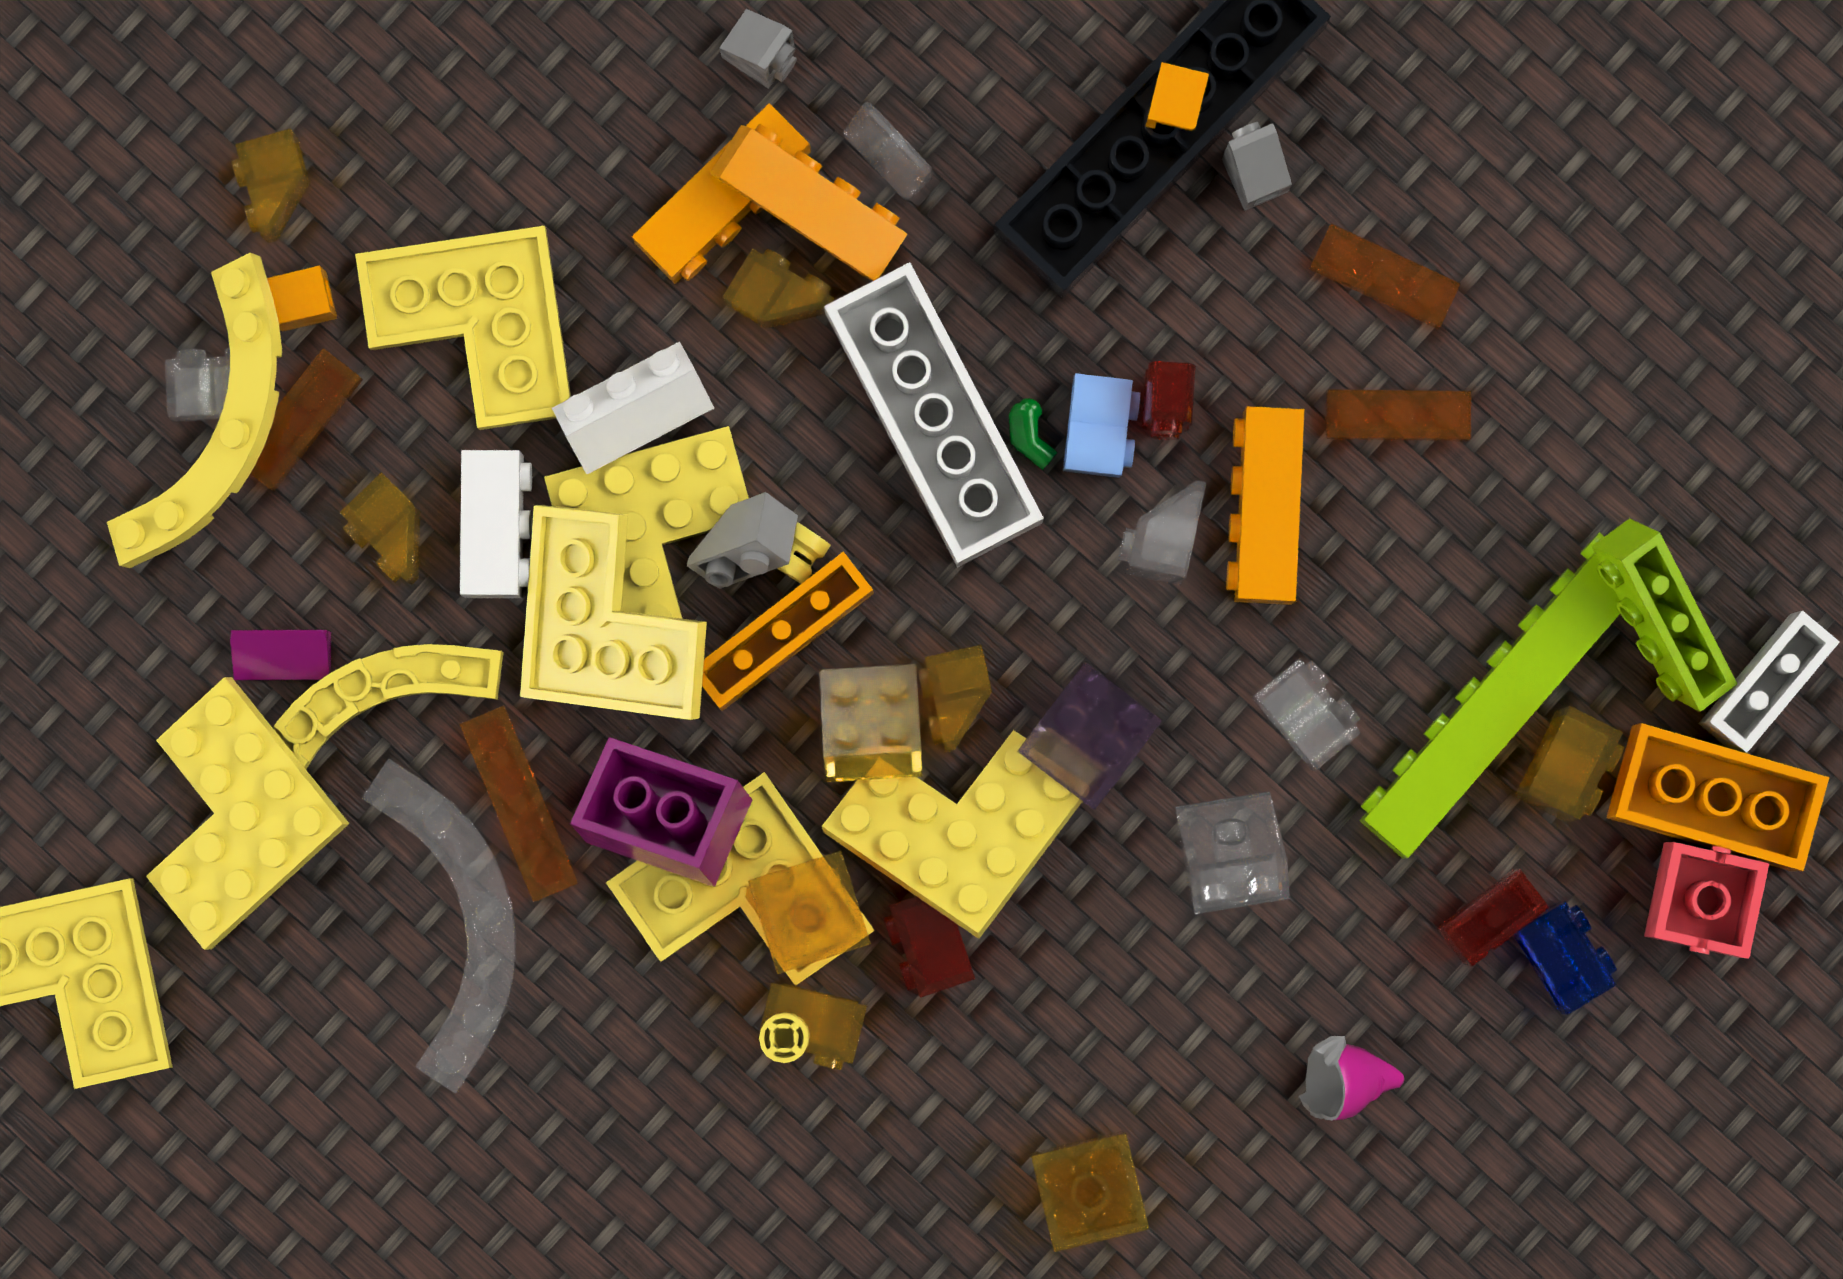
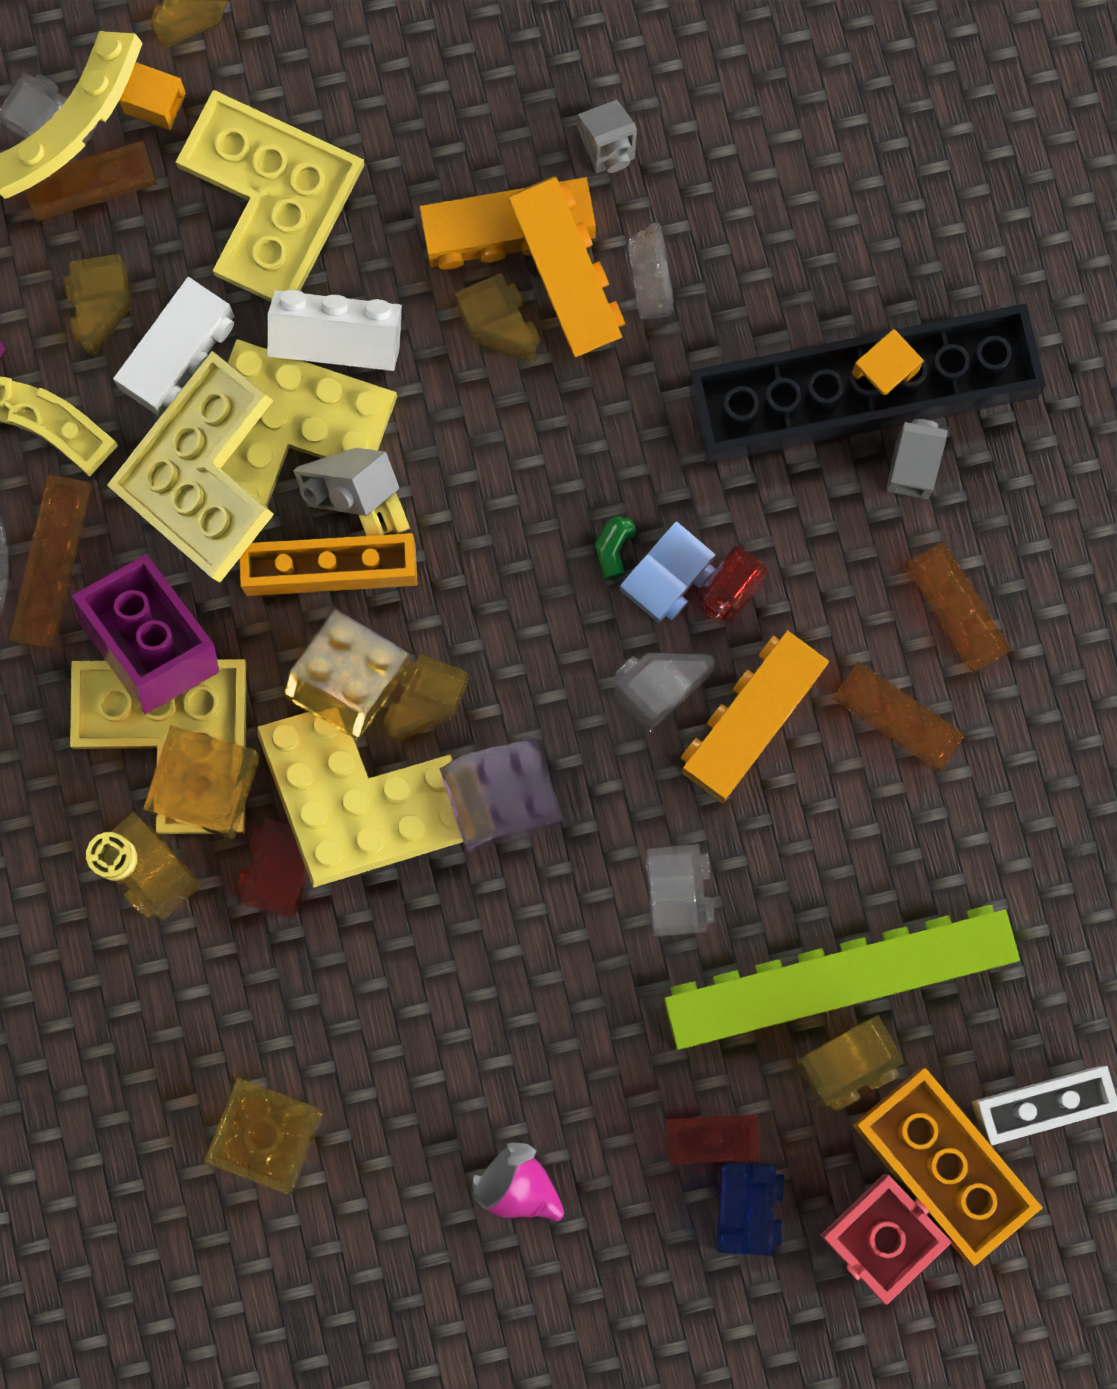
camera: 35 degrees right, 5 degrees down
(933, 414) = (550, 482): white brick -> none
(1233, 852) = (549, 956): clear slope -> none
(1664, 615) = (997, 996): lime brick -> none

